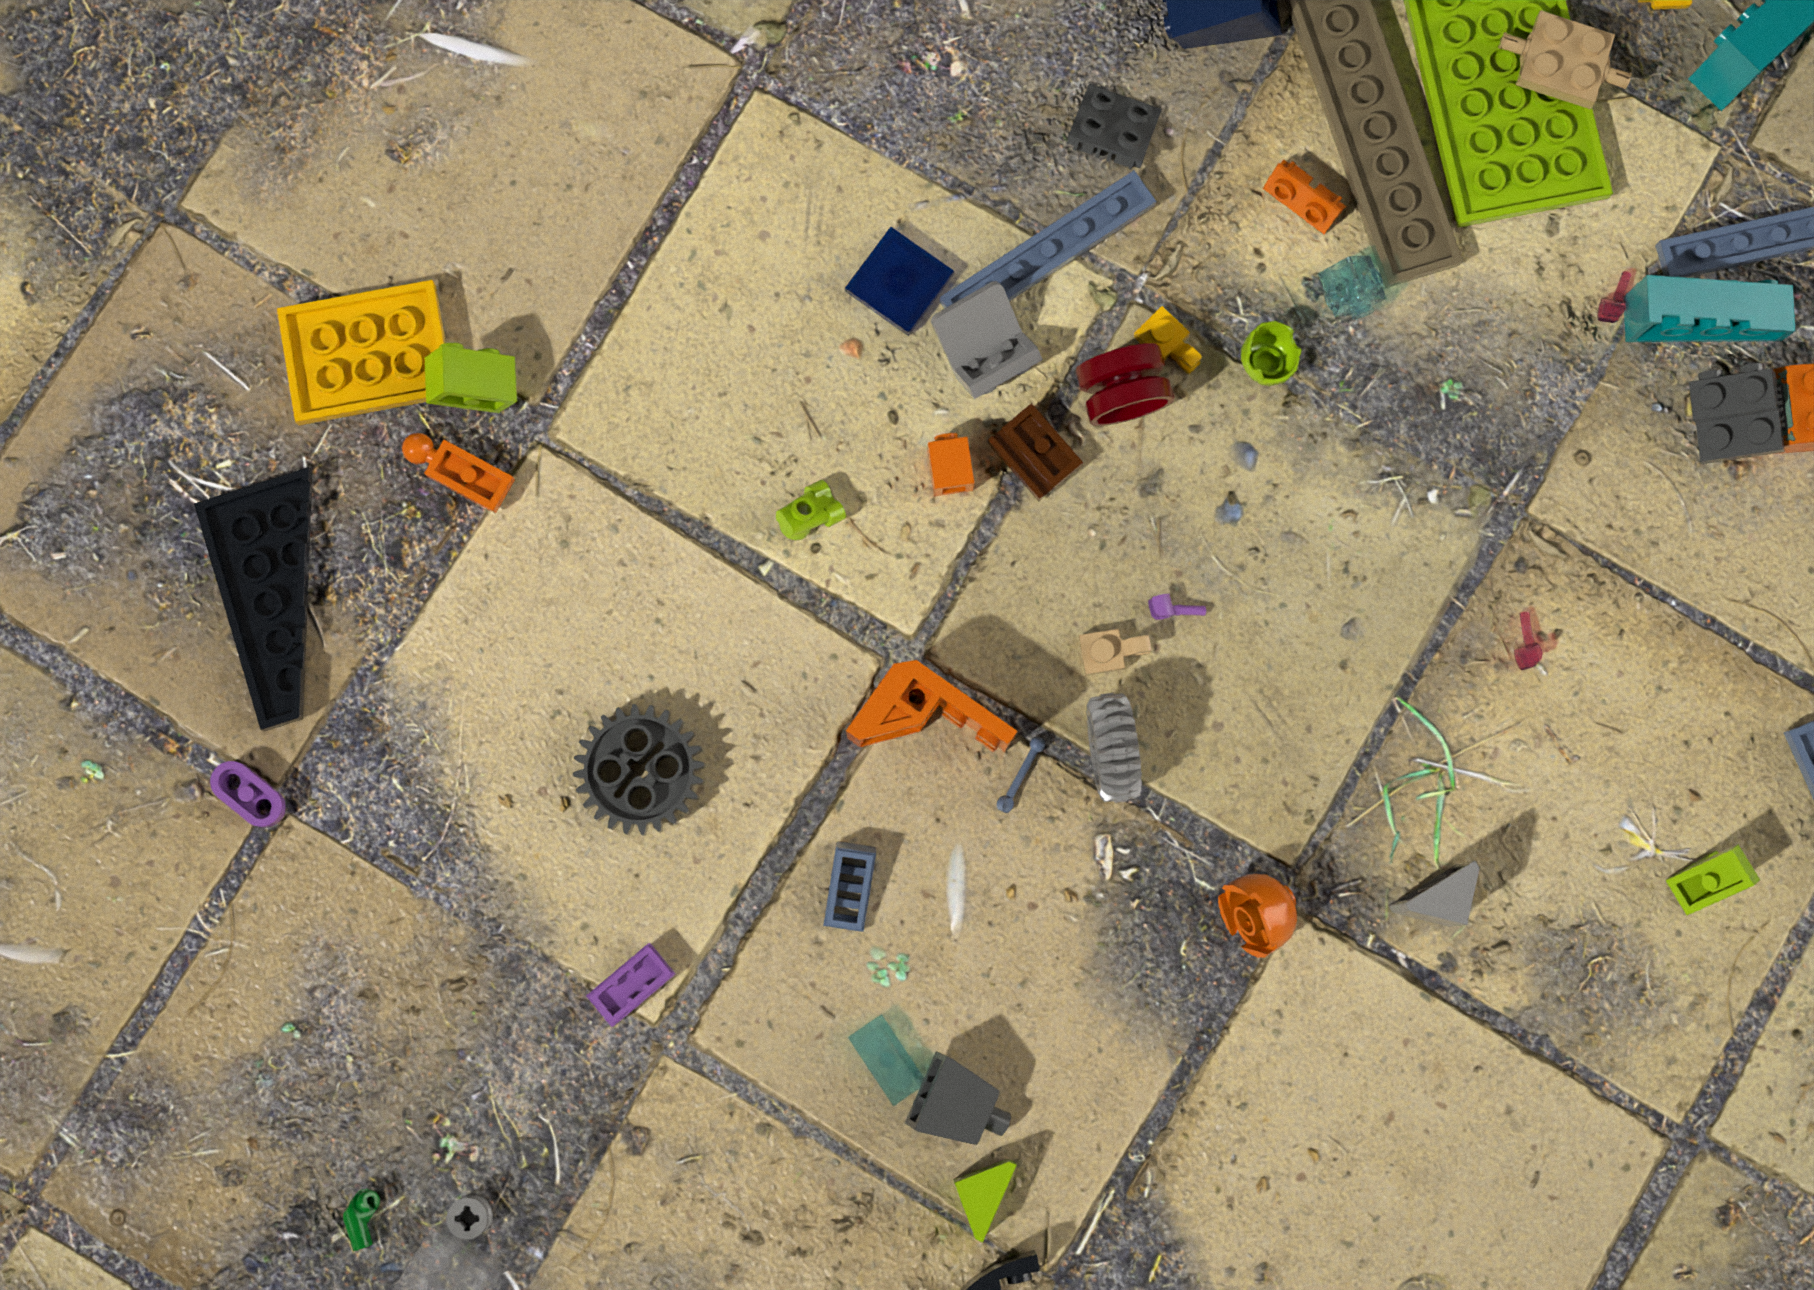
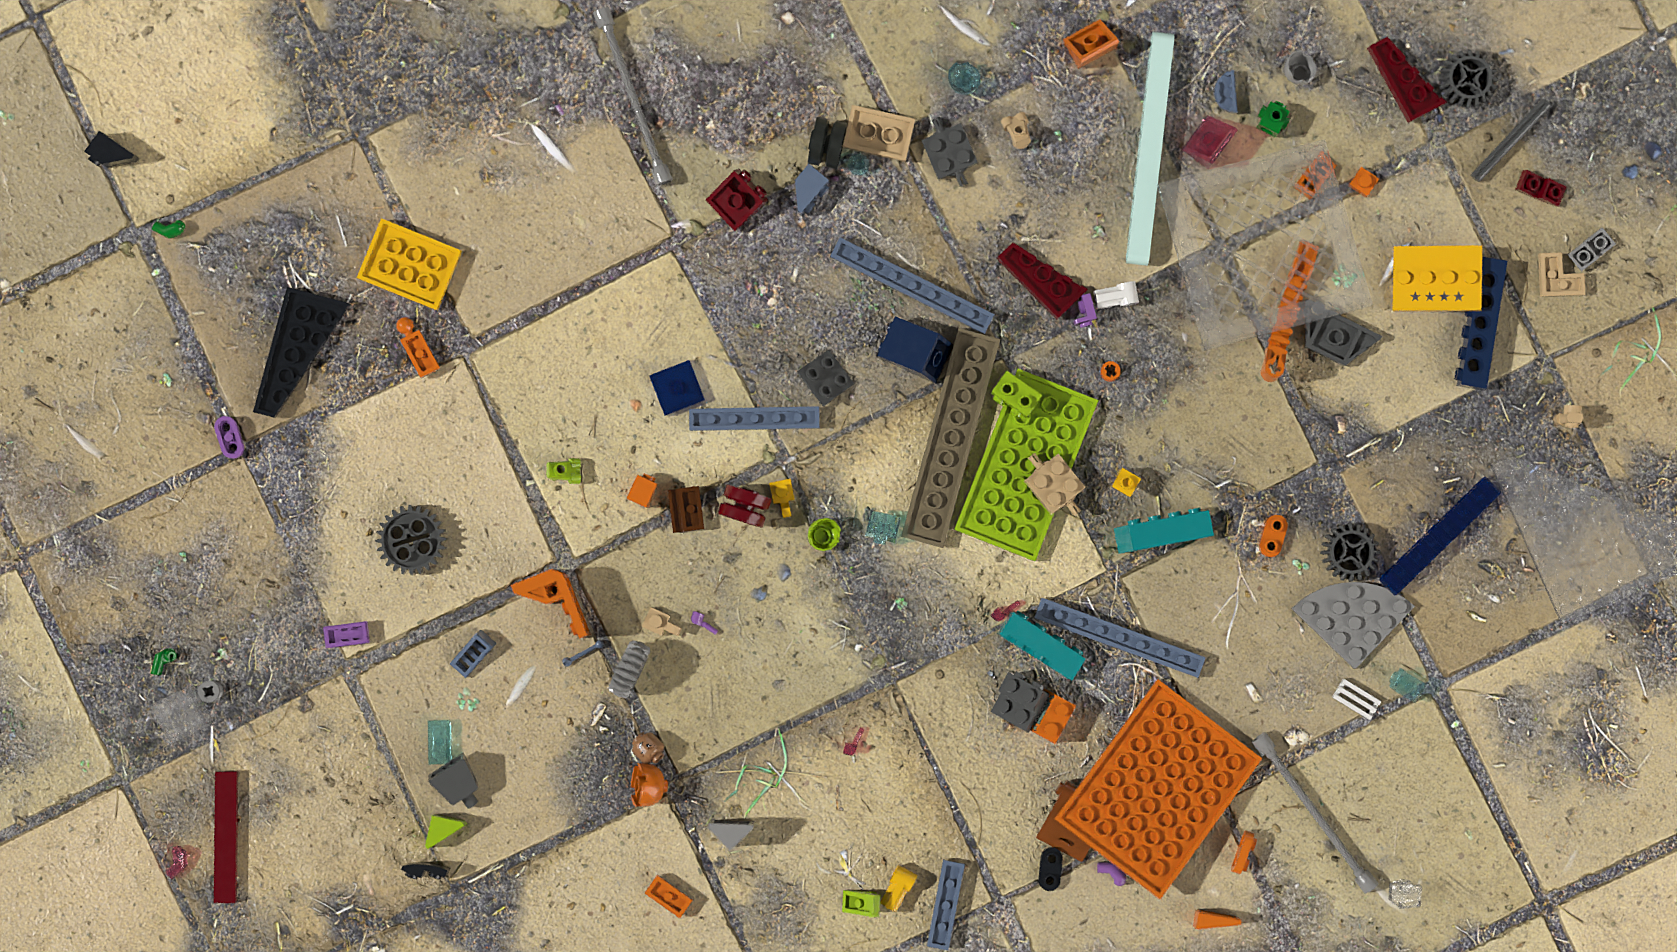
camera: 35 degrees right, 5 degrees up
(470, 378) = (447, 310): lime brick -> none
(984, 340) = (695, 444): light grey bracket -> none
(1221, 854) = (648, 748): none -> medium nougat head
(1291, 187) = (894, 477): orange hinge -> none
(1407, 1067) = (668, 896): none -> orange plate
(1749, 809) = (900, 884): none -> yellow piece

